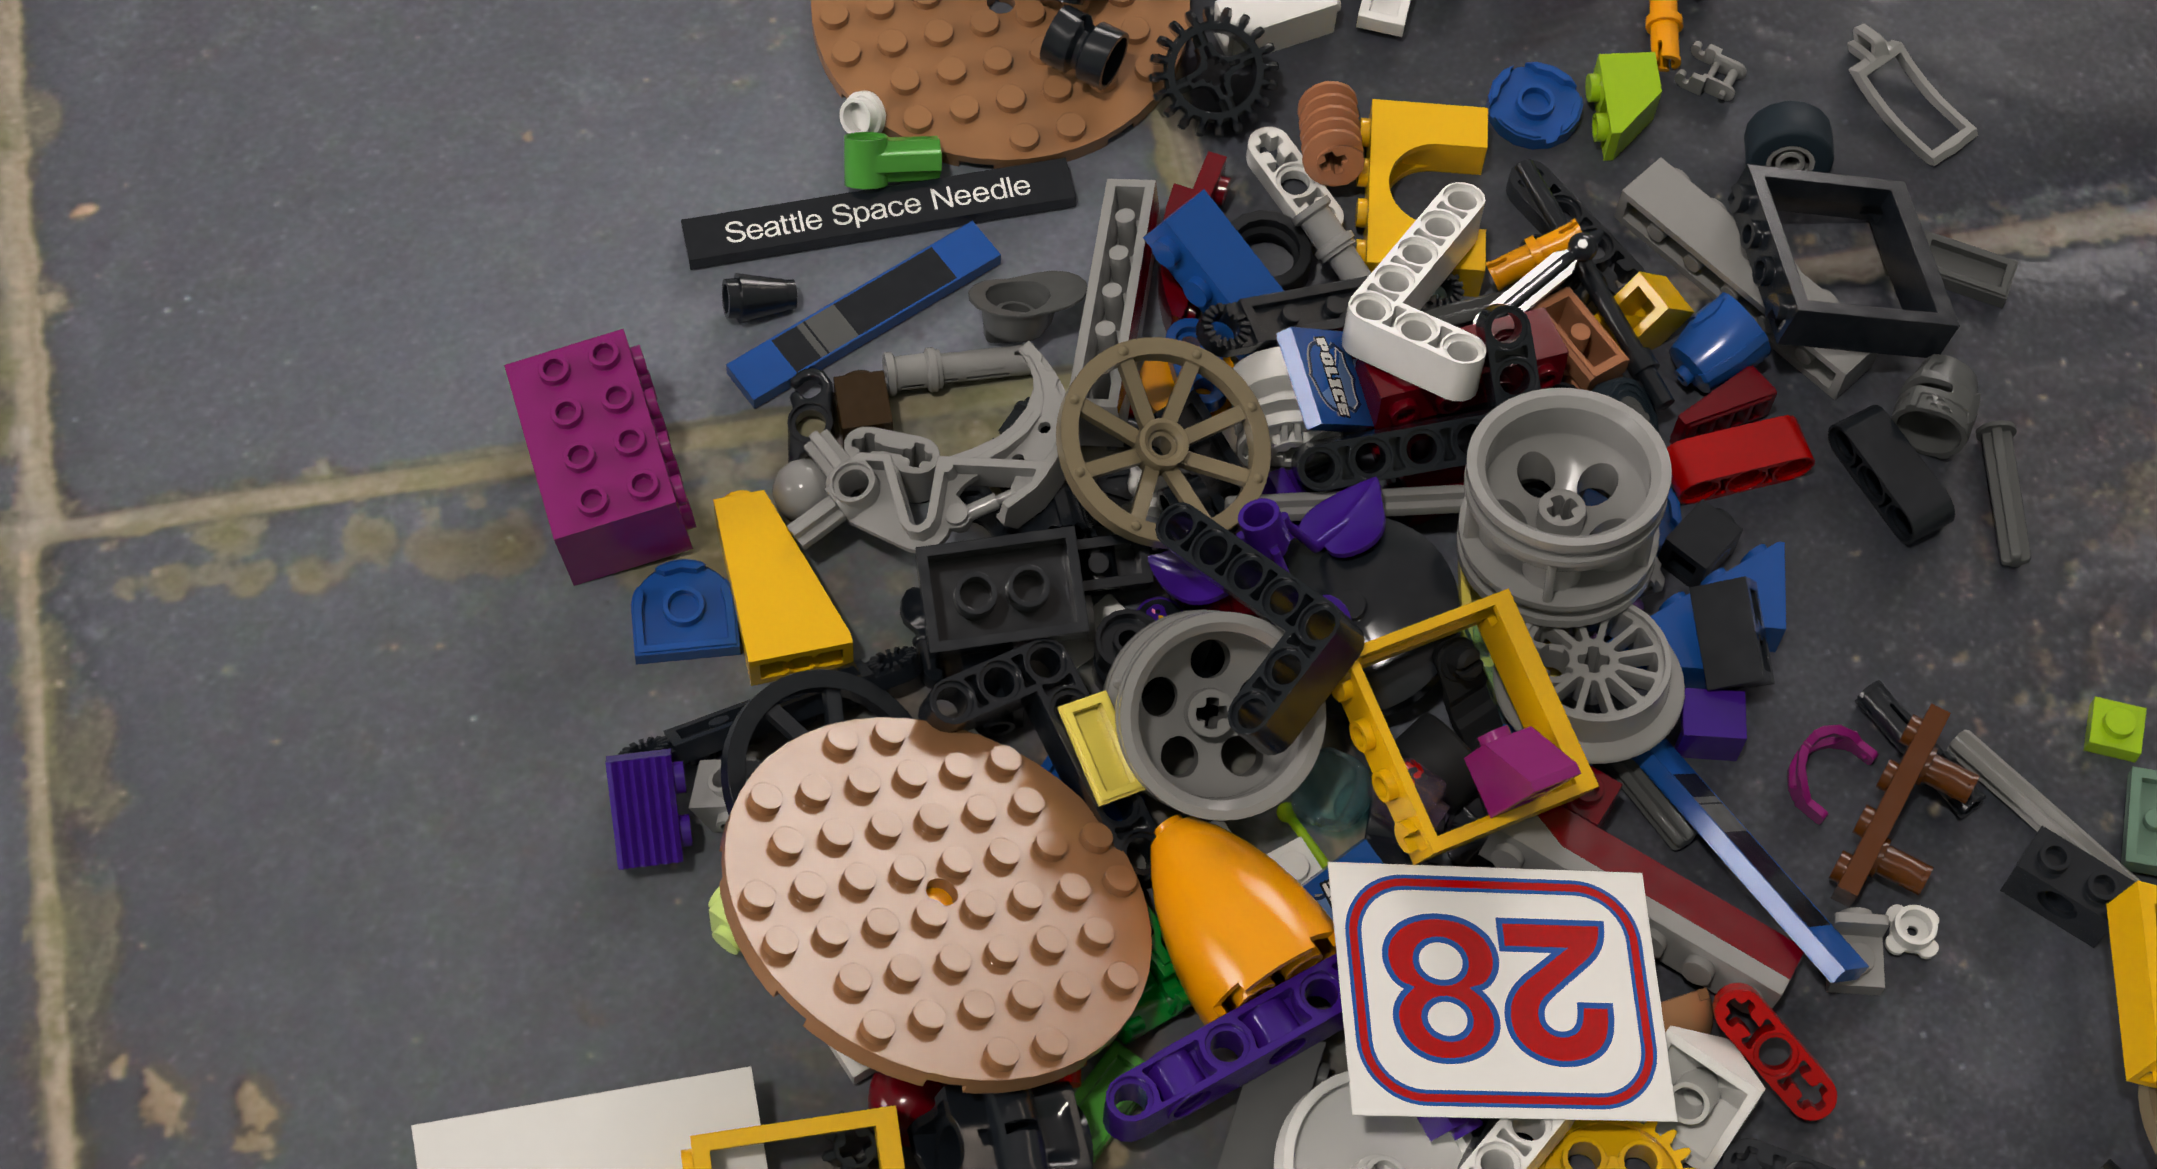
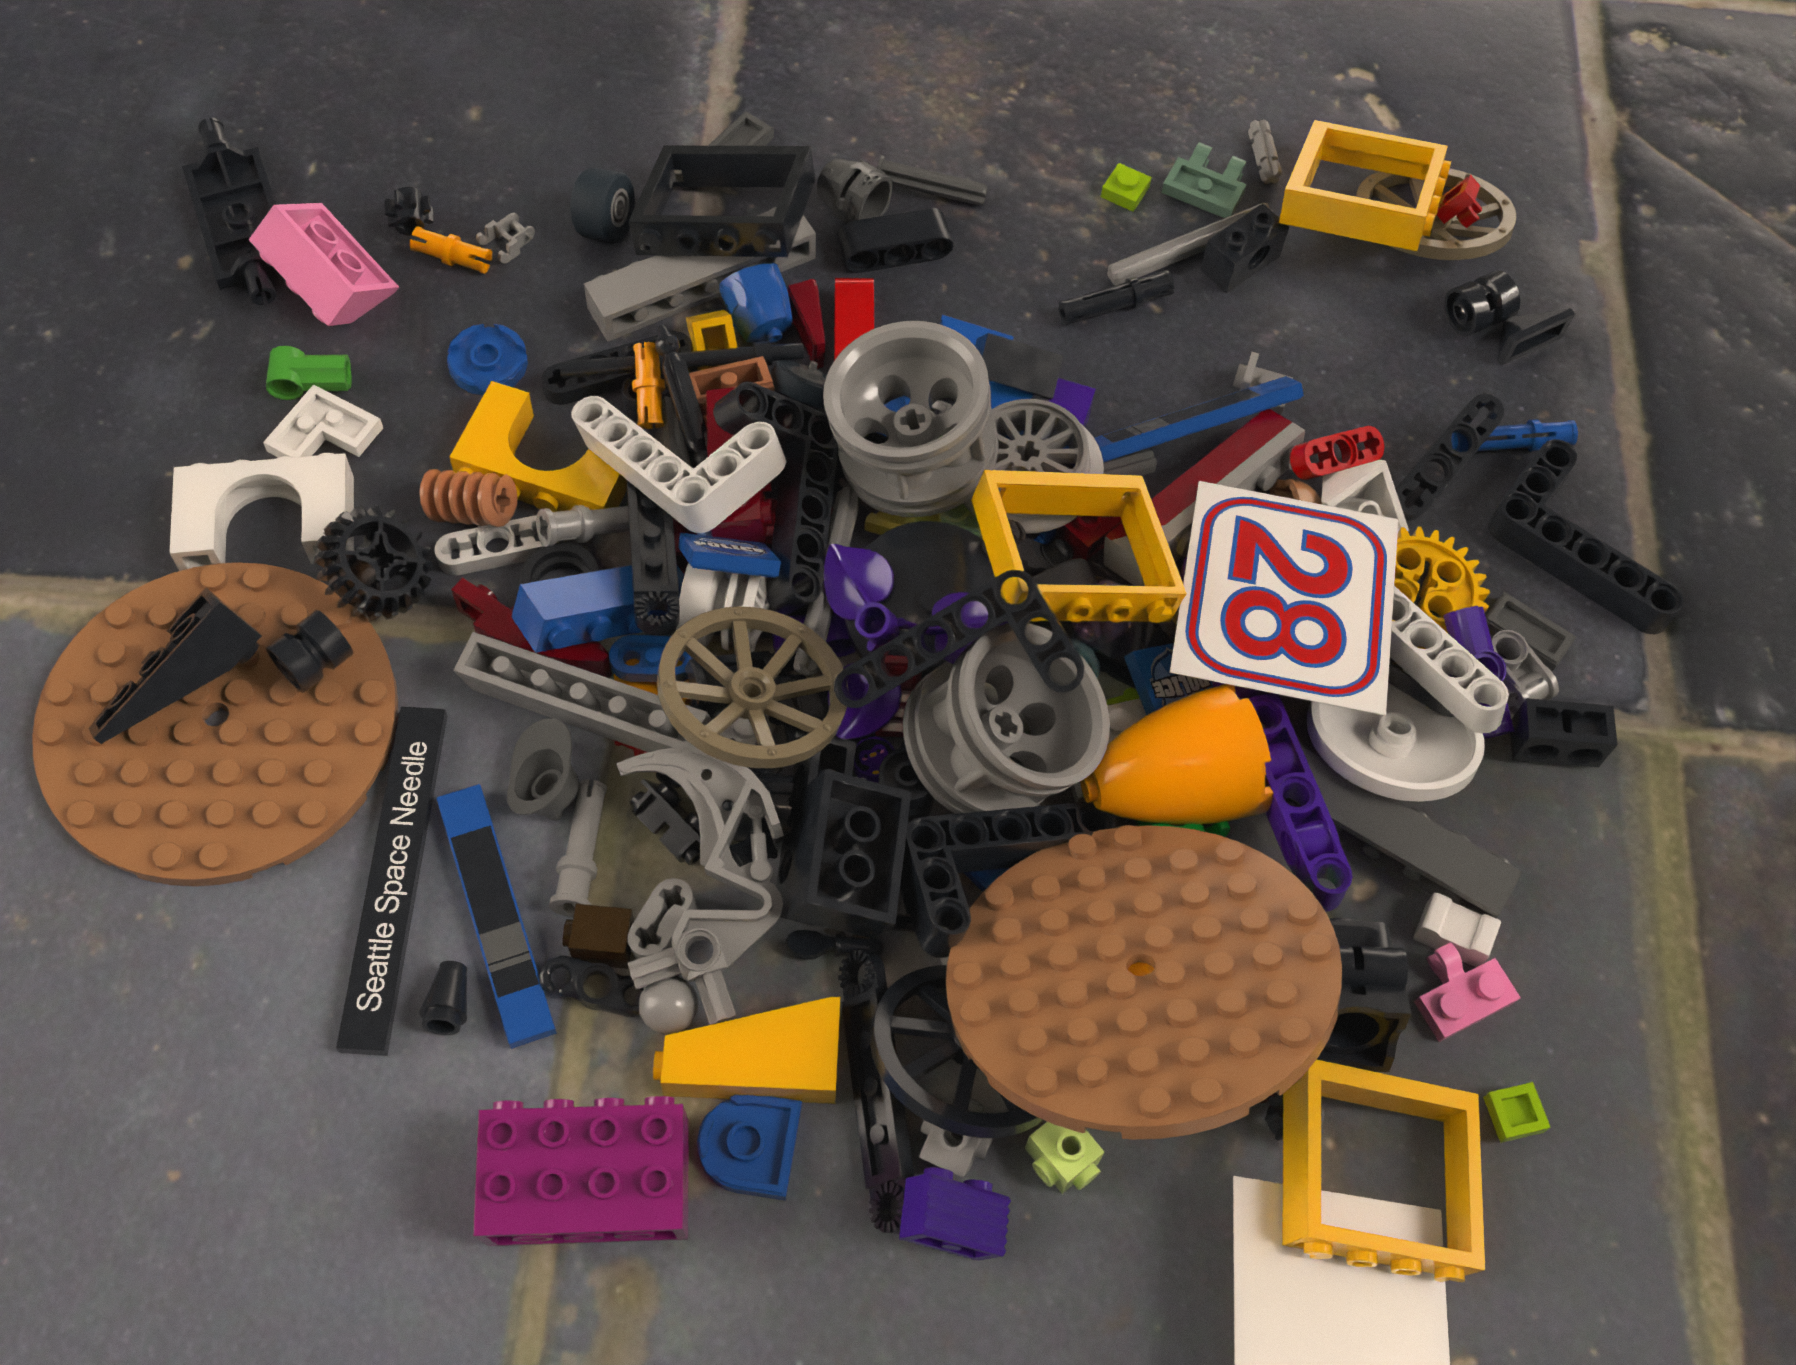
camera: 75 degrees left, 0 degrees up
(863, 113) = (288, 858): white plate -> none
(876, 159) = (344, 856): bright green piece -> none
(1095, 741) = (1012, 816): light yellow tile -> none
(1517, 768) = (1146, 507): magenta slope -> none
(1624, 97) = (512, 296): lime slope -> none
(1822, 738) = (1096, 360): magenta helmet -> none
(1874, 849) = (1178, 336): reddish brown plate -> none
(1881, 53) = (540, 119): light grey sword -> none
(1919, 918) = (1251, 340): white plate -> none

